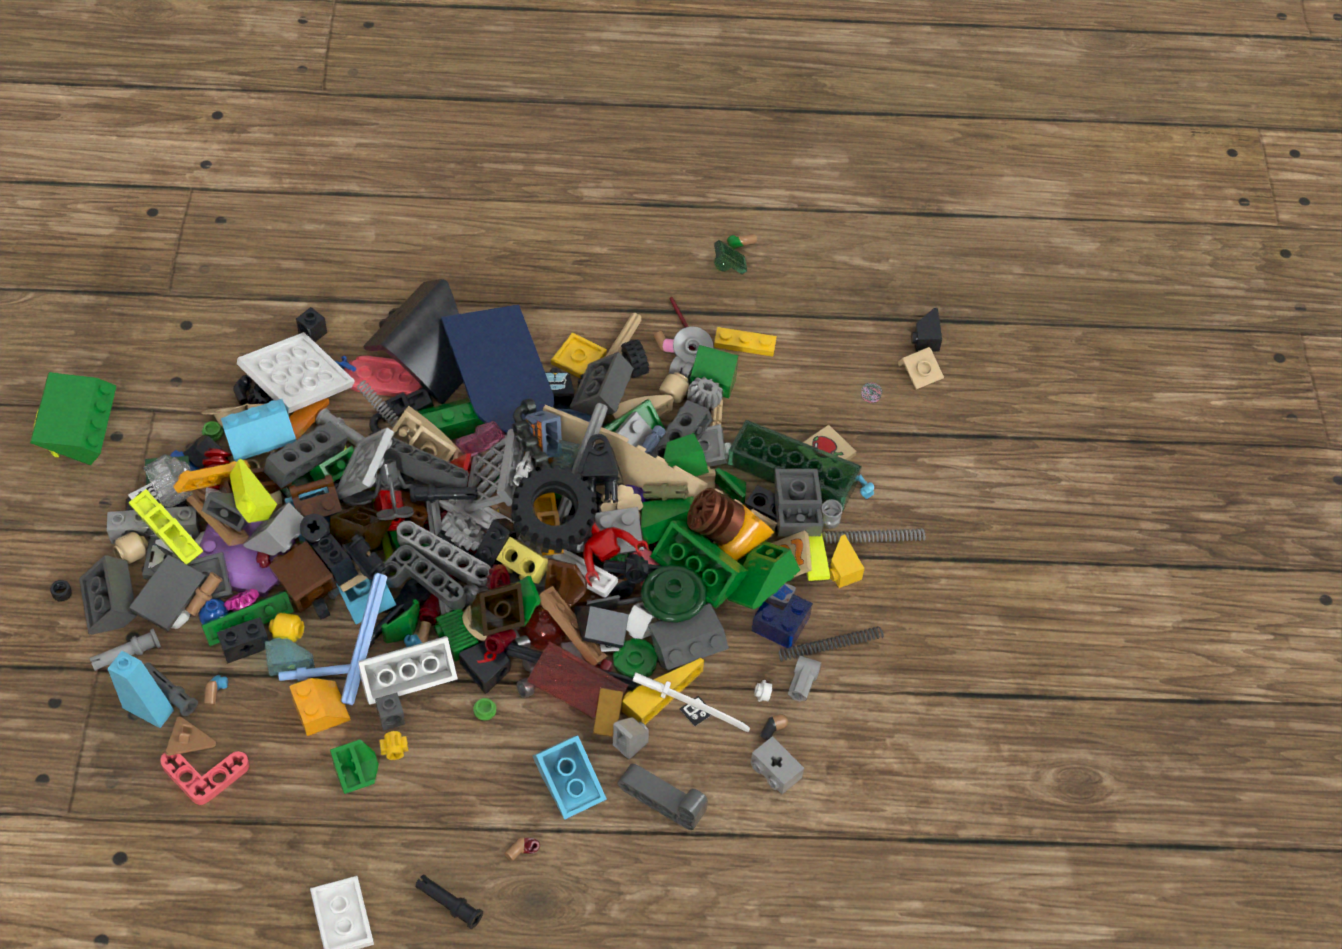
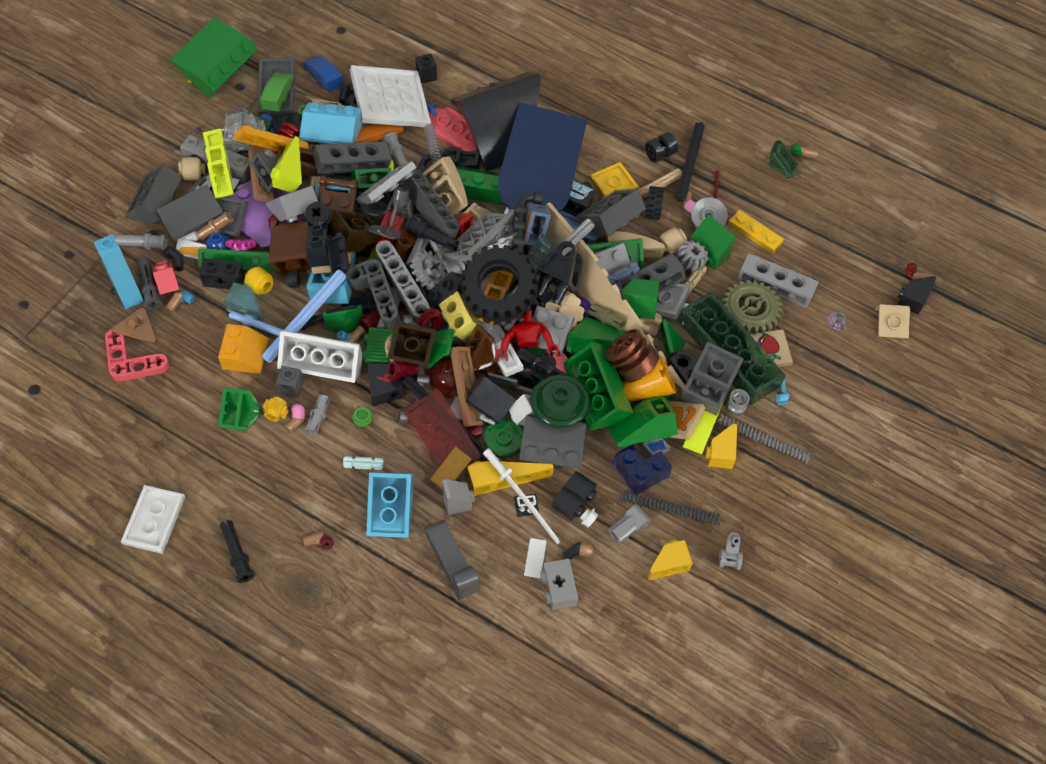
camera: 30 degrees right, 5 degrees up
(61, 584) = (126, 172): black axle -> none
(160, 417) = (267, 69): none -> dark grey plate
(170, 422) = (276, 91): none -> bright green slope
(180, 646) = (177, 256): none -> black arm
(183, 672) = (165, 277): none -> coral slope
(187, 632) = (189, 248): none -> sticker
(202, 378) = (324, 72): none -> blue slope
(421, 743) = (298, 418): none -> arm
(438, 730) = (317, 414): none -> light grey pin
(483, 439) = (490, 208): clear pink slope -> none
(515, 752) = (363, 463): none -> light aqua axle
(604, 299) = (661, 147): none -> black wheel
(641, 301) = (690, 162): none -> black axle
(681, 367) = (687, 226): light grey wheel -> none
(736, 755) = (535, 558): none -> white sticker
(737, 678) = (574, 496): none -> black brick
(787, 424) = (748, 313): none -> olive gear
(796, 380) = (769, 273): none -> light grey brick
(862, 689) = (671, 560): none -> yellow slope
(910, 654) = (731, 552): none -> light grey piece
(911, 313) = (913, 273): none -> arm

